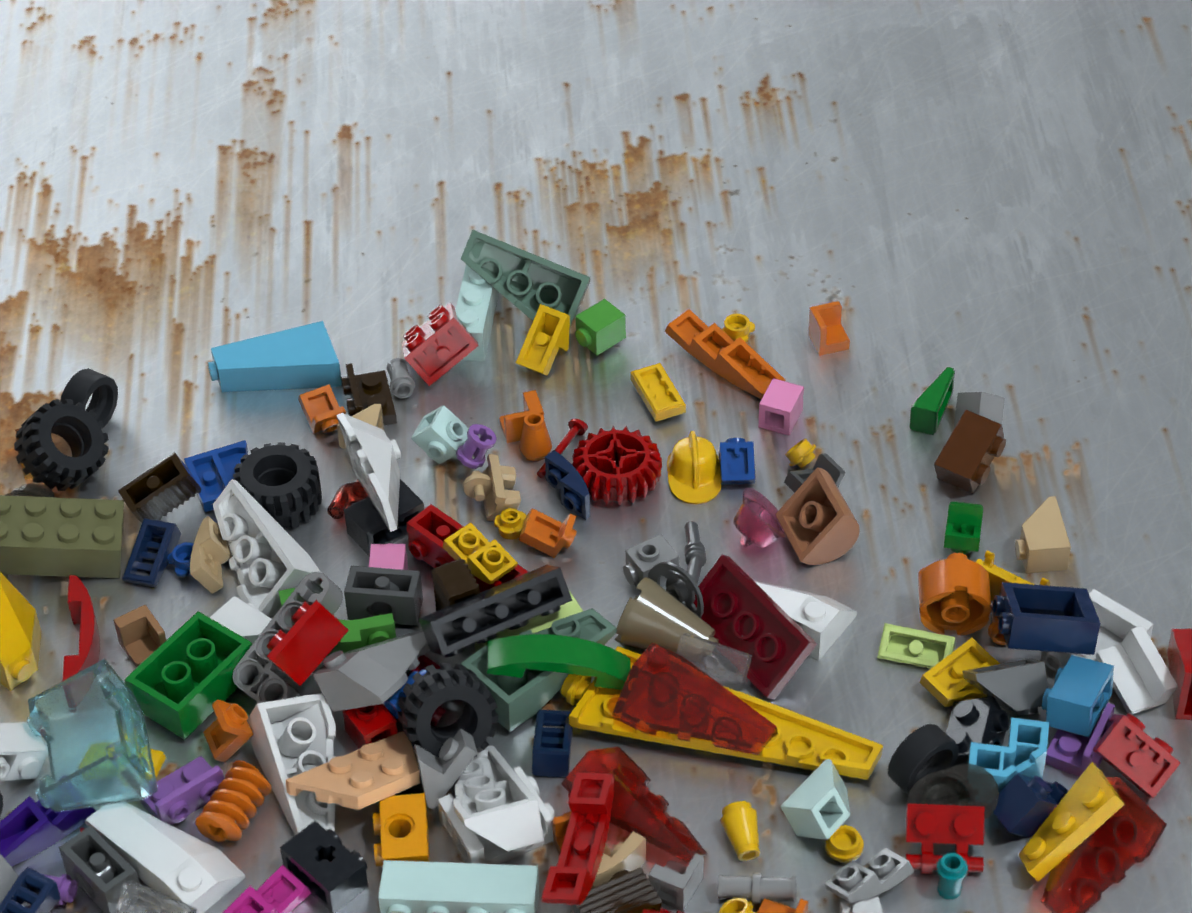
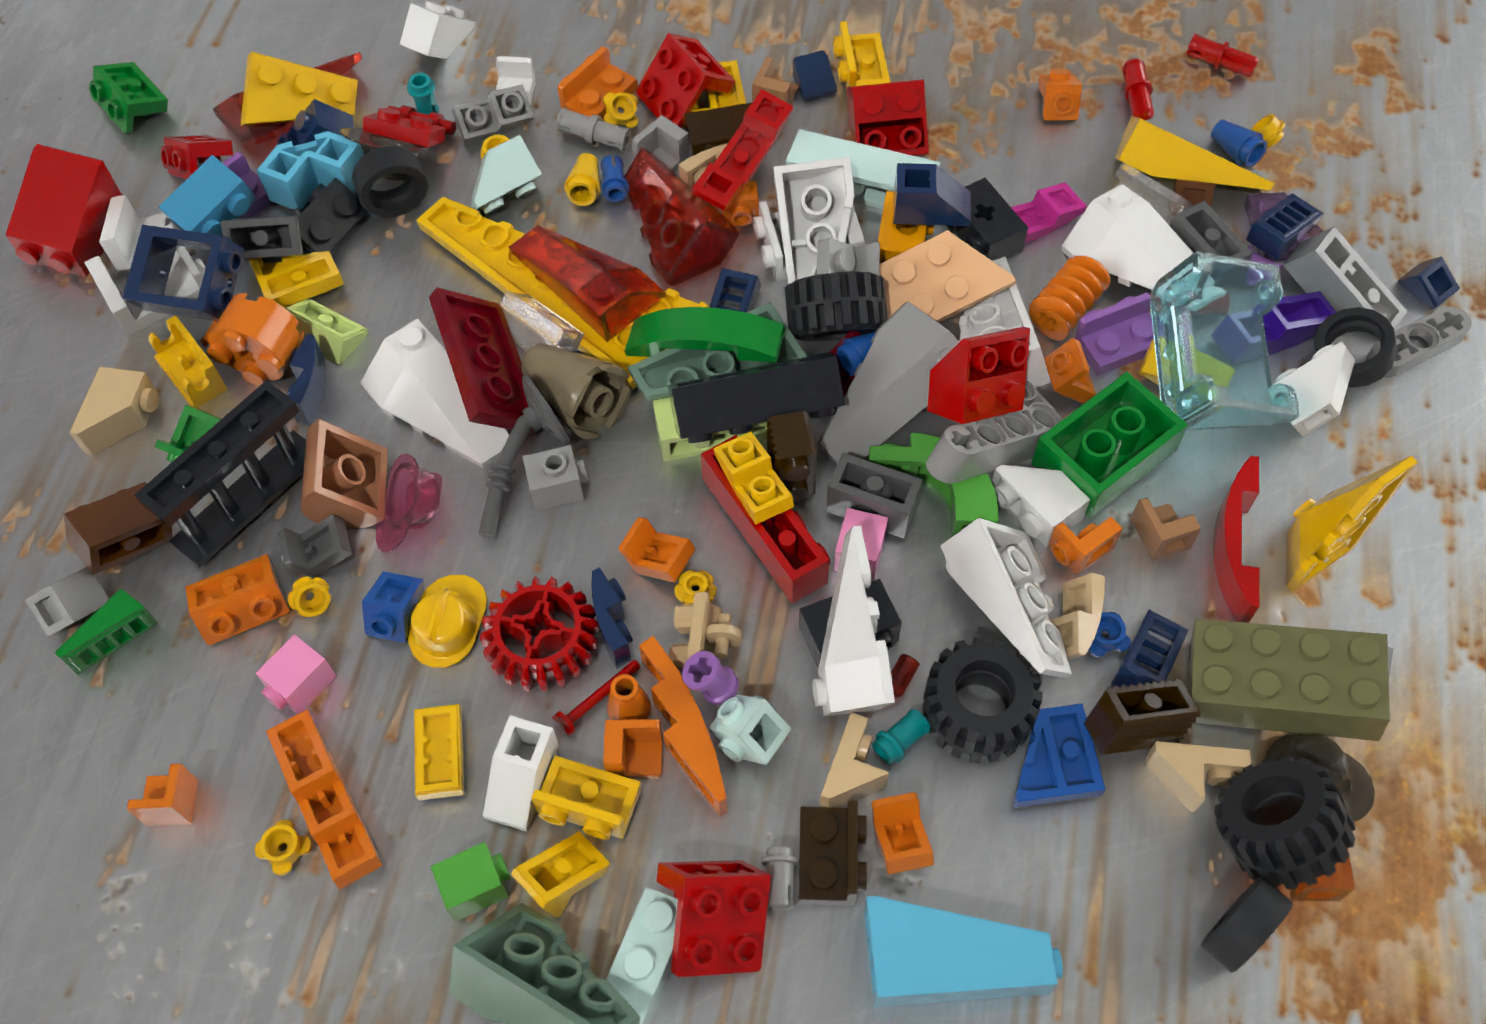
camera: 165 degrees left, 15 degrees up
(108, 485) = (1186, 767): none -> tan slope
(205, 600) = (1087, 547): none -> orange bracket
(333, 465) = (901, 736): none -> teal pin
(378, 822) = (929, 197): none -> dark blue slope
(507, 442) = (687, 737): none -> orange slope
(551, 378) = (587, 798): none -> yellow bracket
(592, 390) = (518, 769): none -> white slope
(710, 833) = (614, 185): none -> blue pin
(858, 442) = (236, 600): none -> orange bracket
(895, 482) = (213, 458): none -> black fence
(898, 592) = (310, 371): none -> dark blue slope

